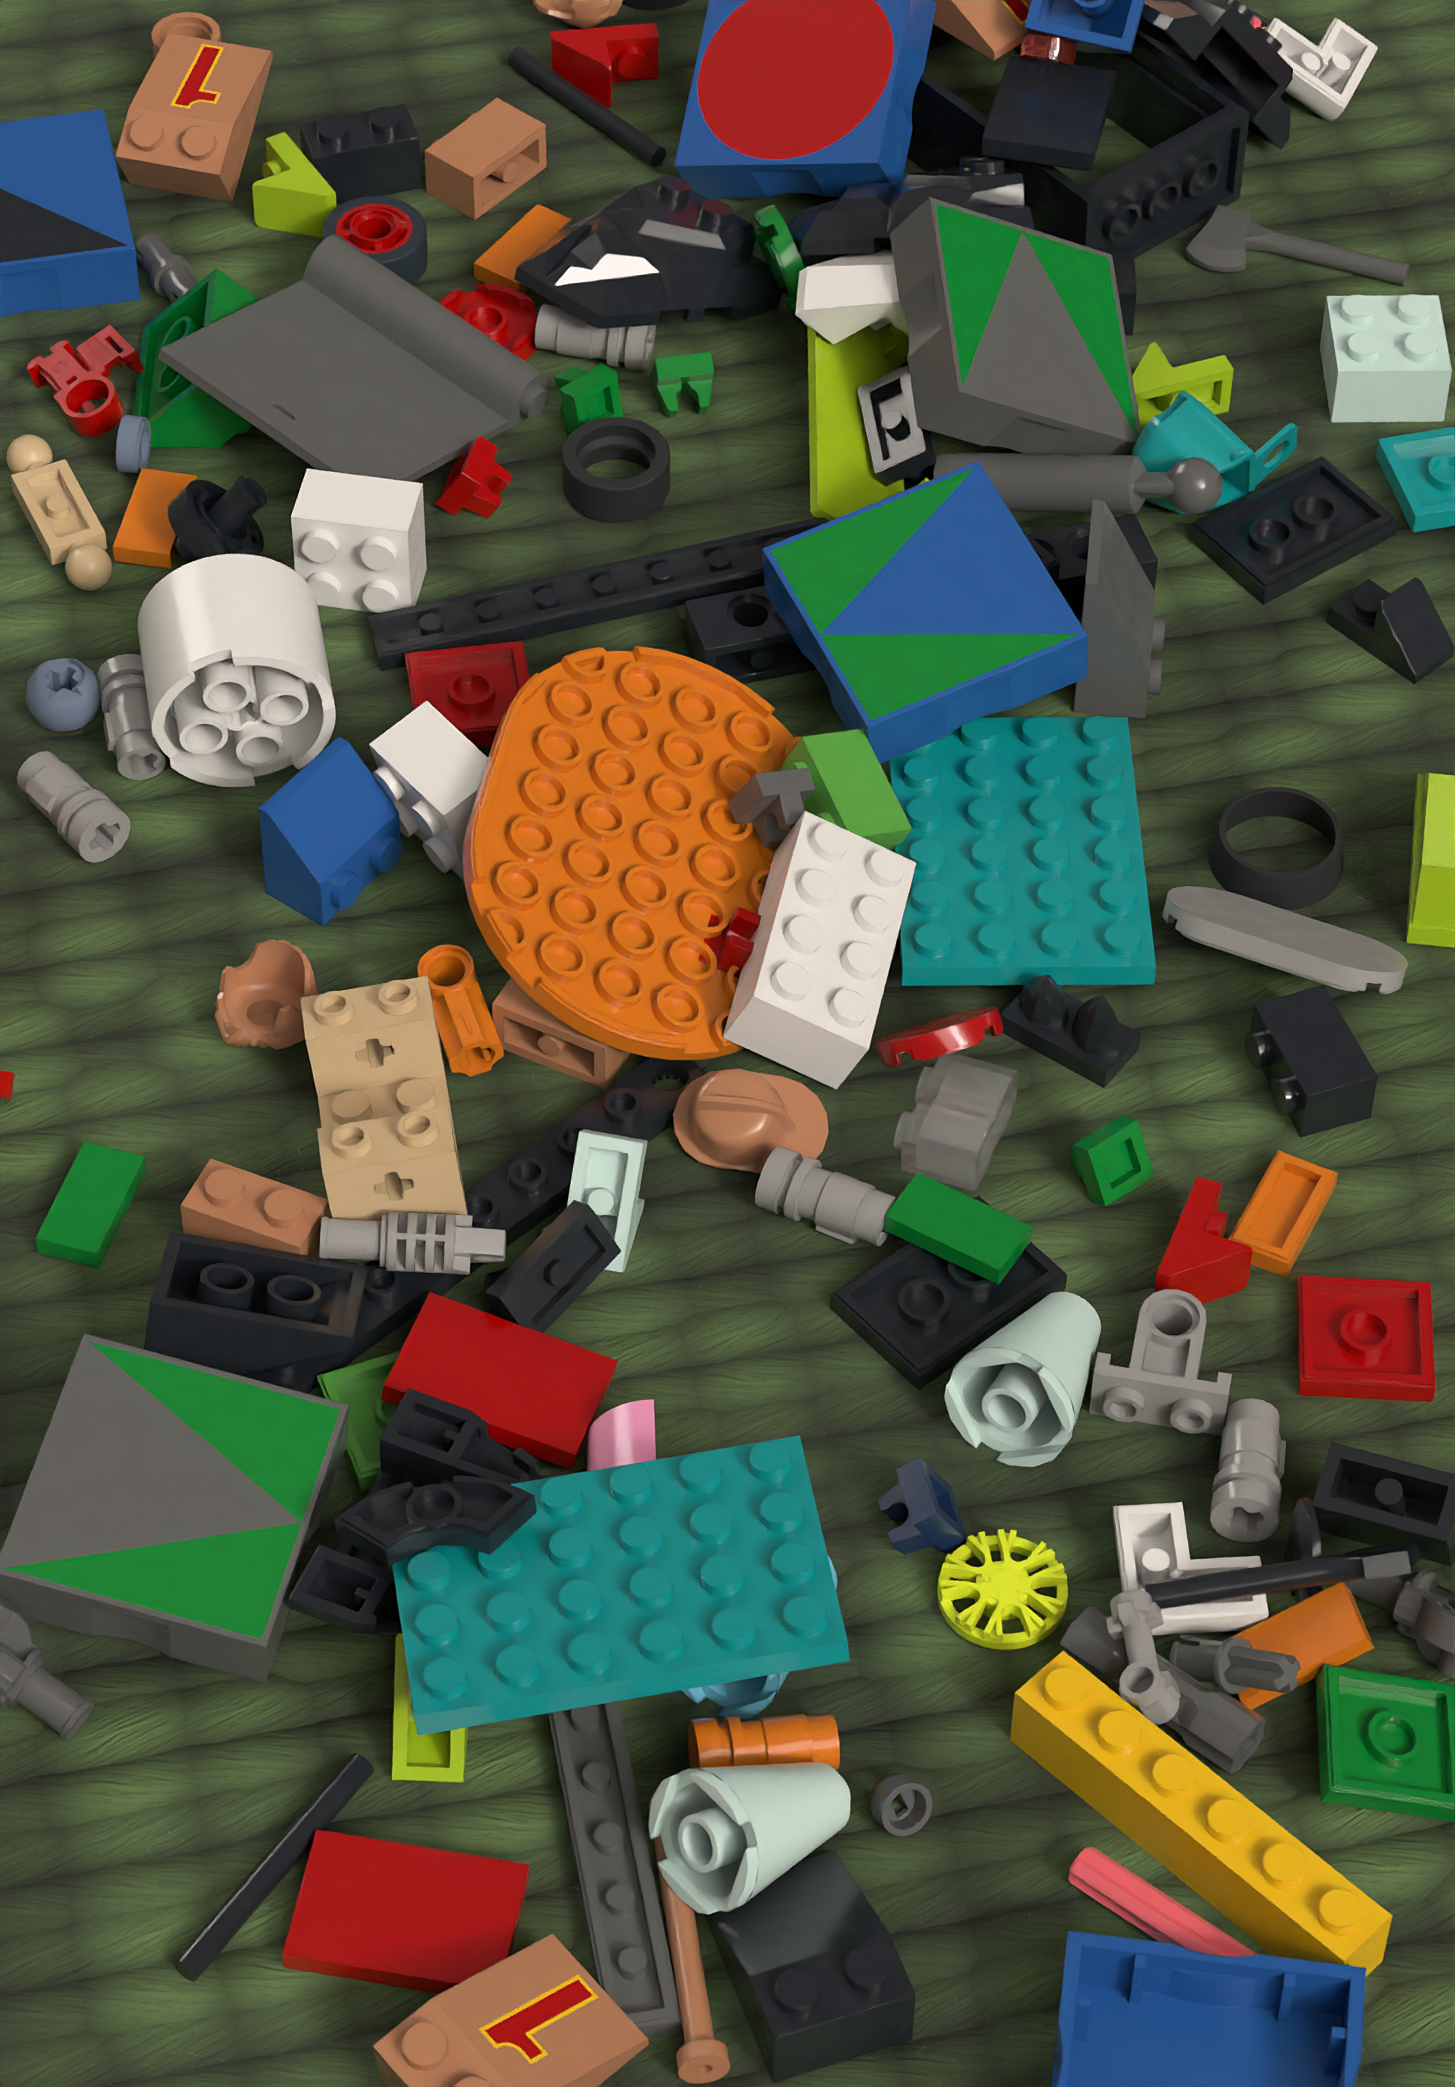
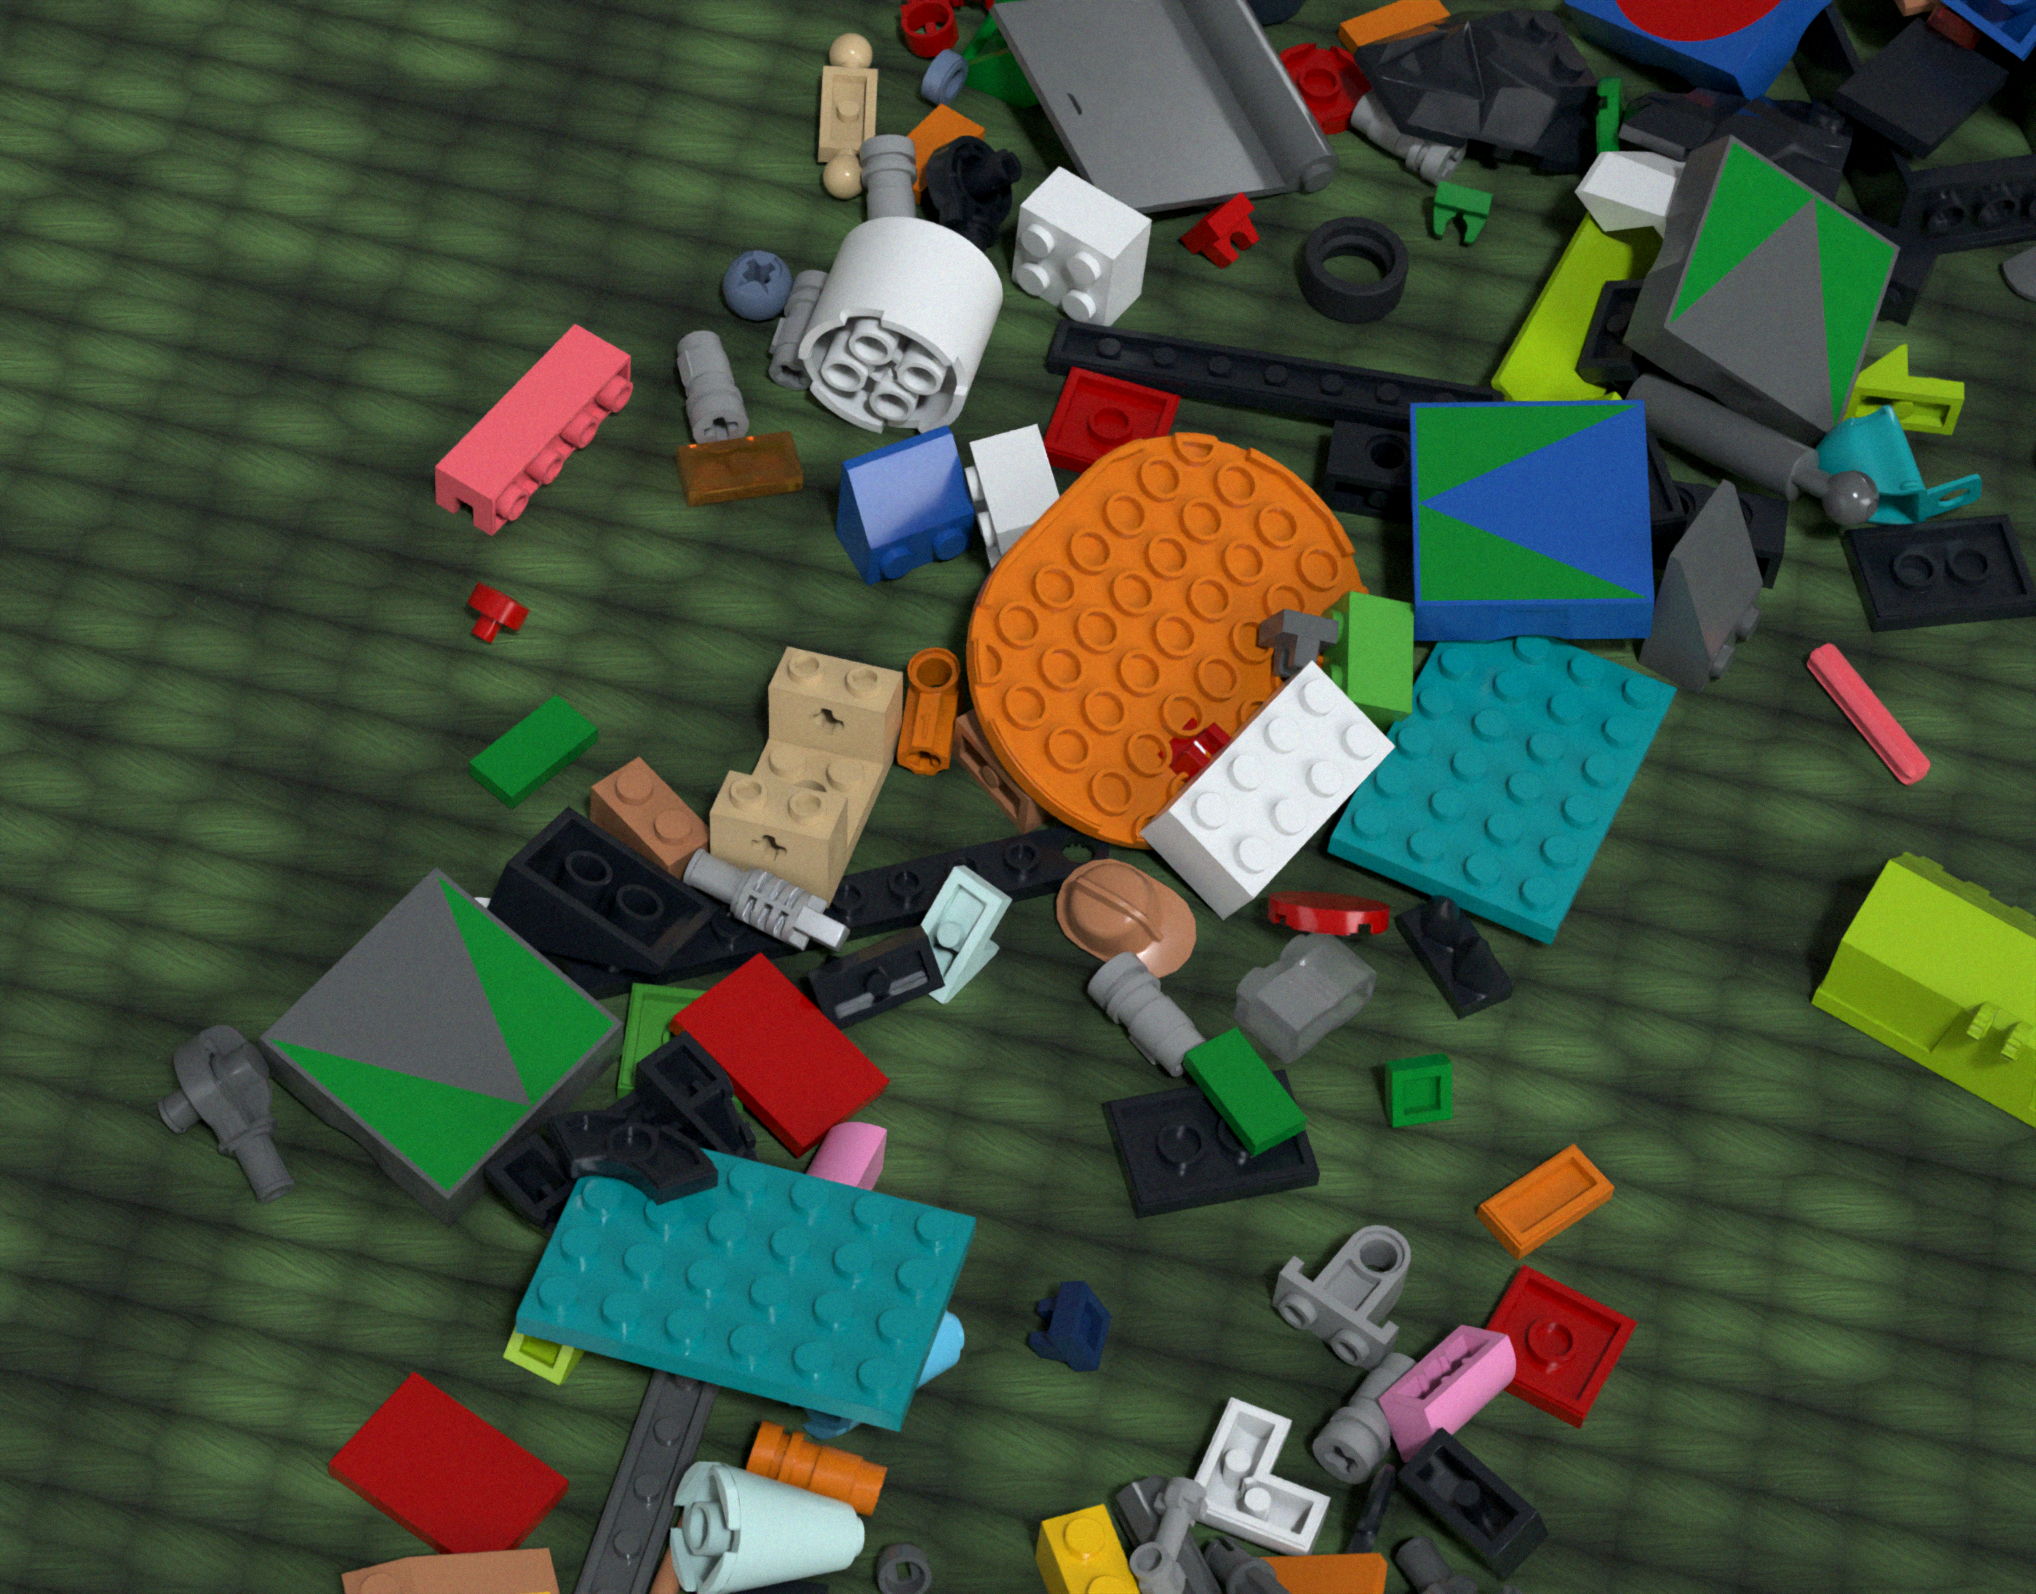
camera: 20 degrees right, 5 degrees up
(134, 547) = (889, 176): none -> light grey axle
(142, 866) = (739, 468): none -> clear orange plate
(262, 997) = (766, 626): nougat hair -> none
(273, 1868) = (365, 1386): black bar -> none
(588, 395) = (1367, 192): green tile -> none
(1002, 1590) = (1101, 1427): neon yellow wheel -> none
(1027, 1381) = (1225, 1251): light aqua cone -> none
(1198, 1255) = (1439, 1210): red slope -> none
(1274, 888) = (1728, 909): black tyre -> none
(1284, 939) = (1690, 954): light grey tile -> none
(1306, 673) = (1868, 714): none -> coral axle
(1306, 1410) = (1448, 1387): none -> bright pink brick
(1311, 1061) = (1648, 1075): black brick -> none
(1361, 1563) = (1404, 1546): black piece -> none
(1394, 627) = (1976, 705): black slope -> none

